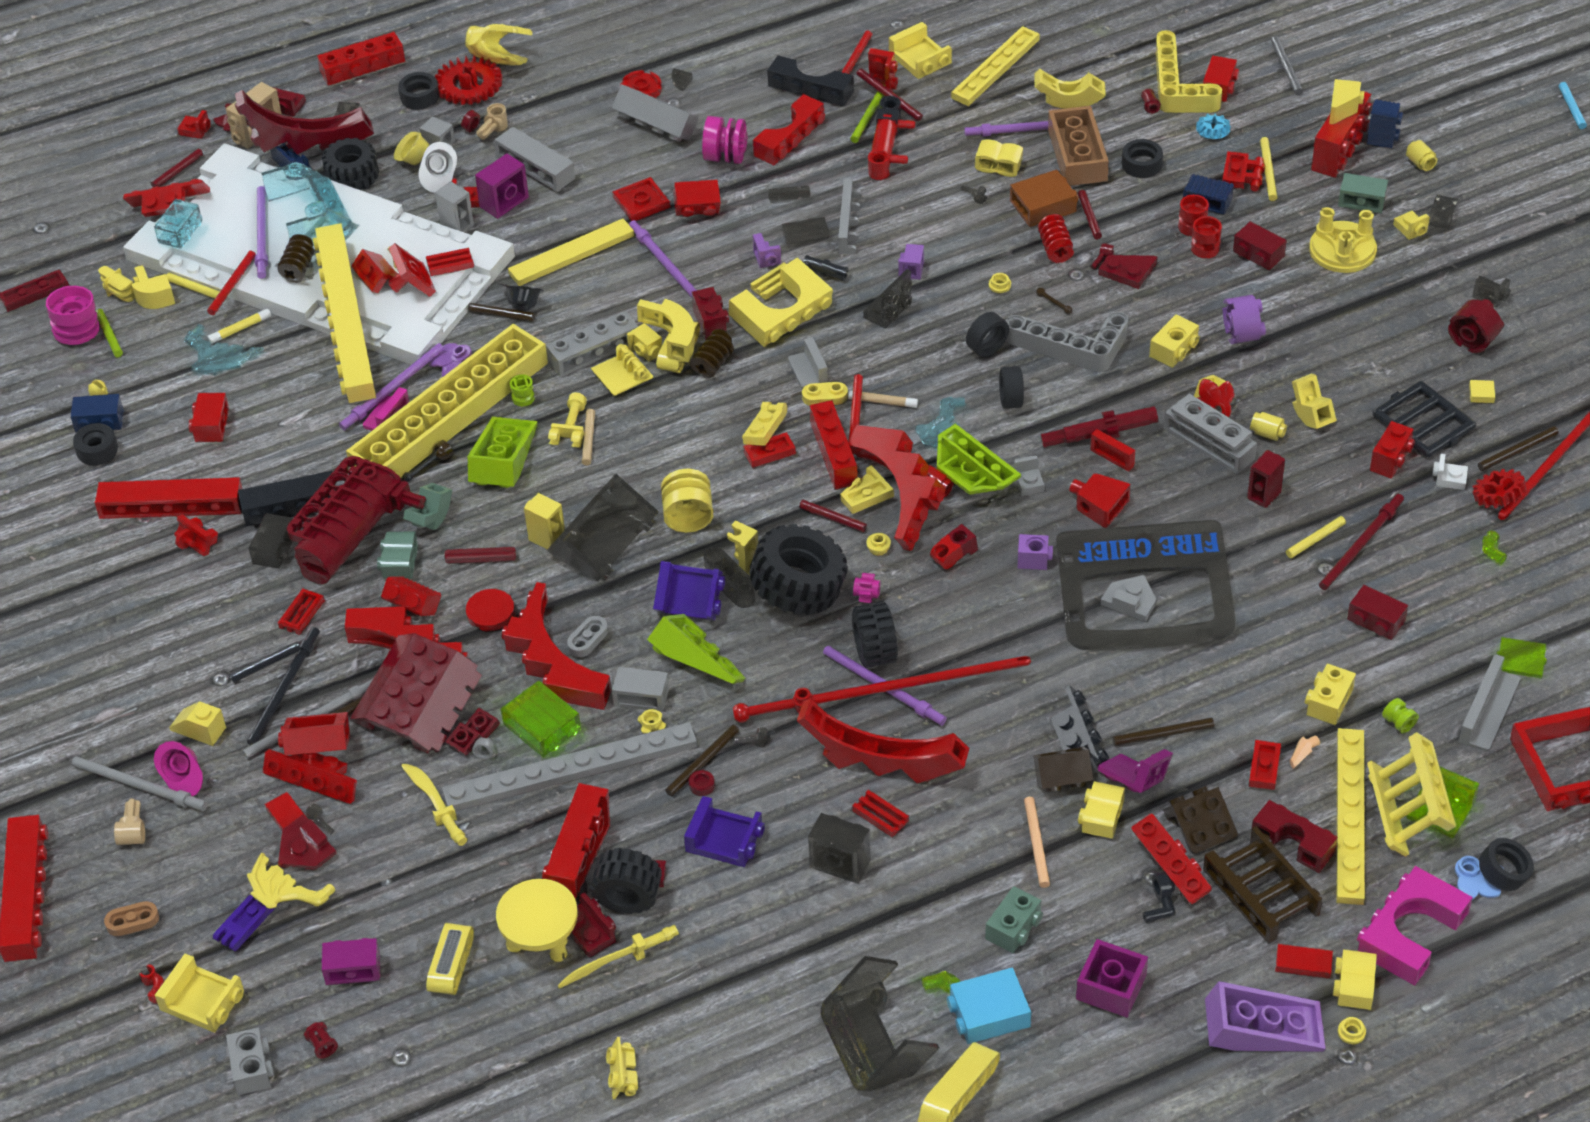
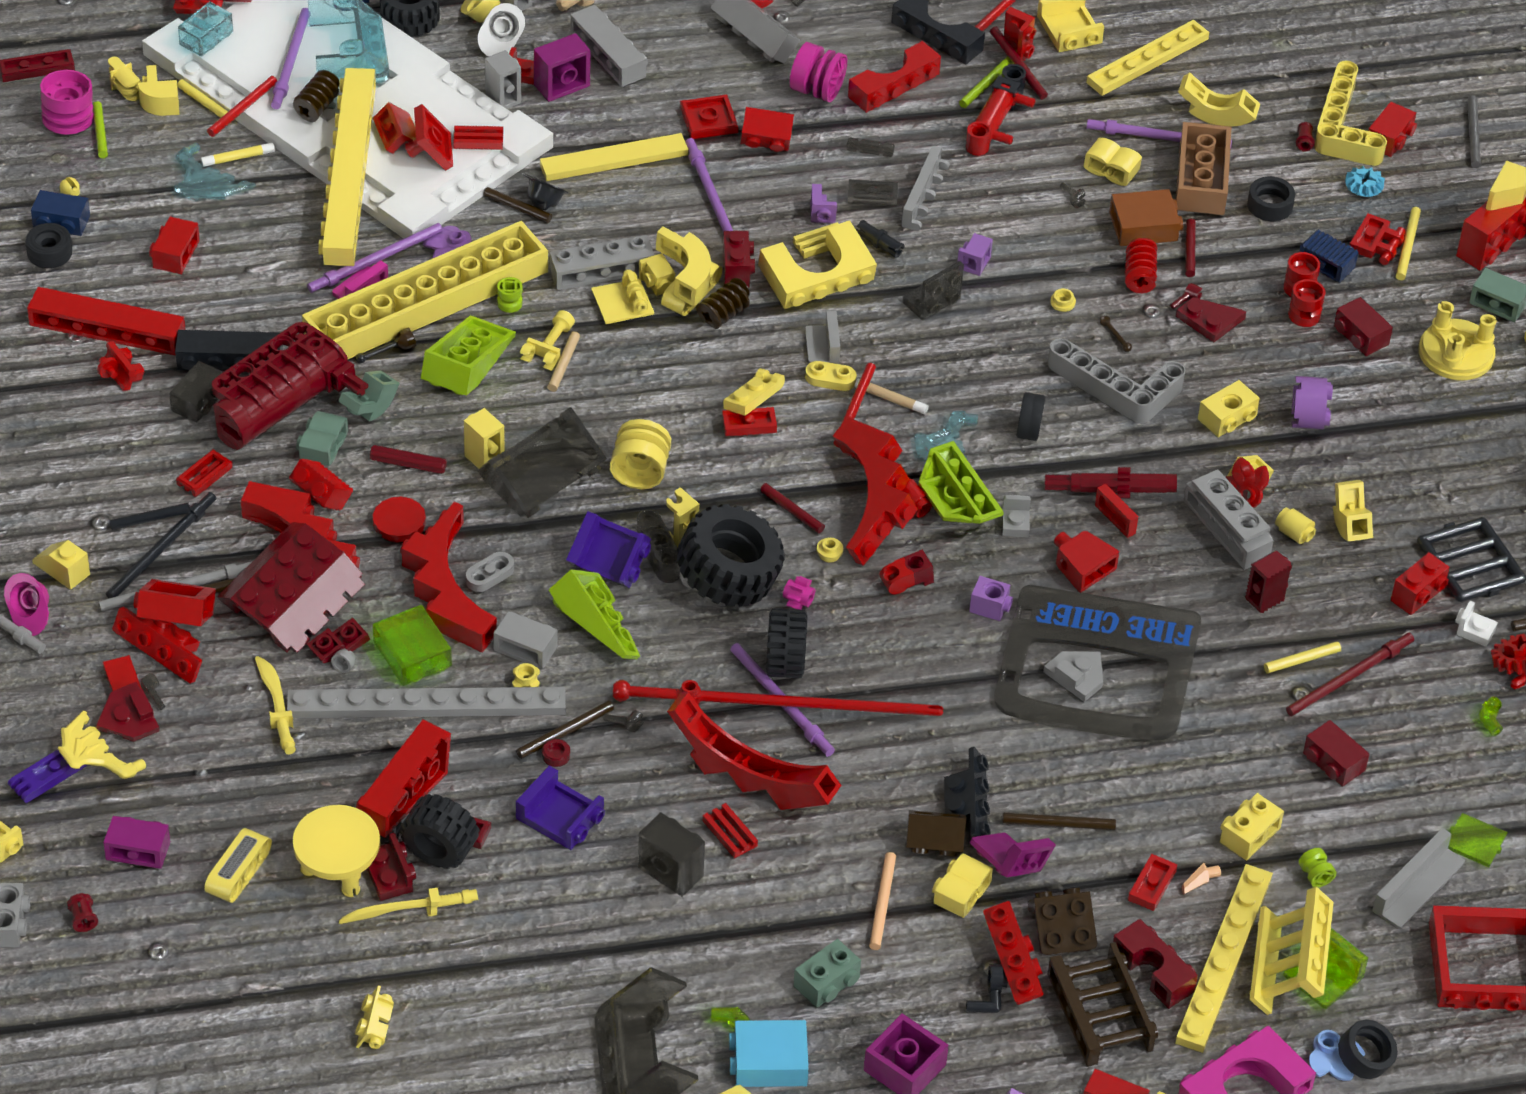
camera: 10 degrees right, 0 degrees up
(833, 444) = (818, 432): red brick -> none
(866, 491) = (836, 491): light yellow wing -> none
(996, 338) = (1018, 344): black tyre -> none

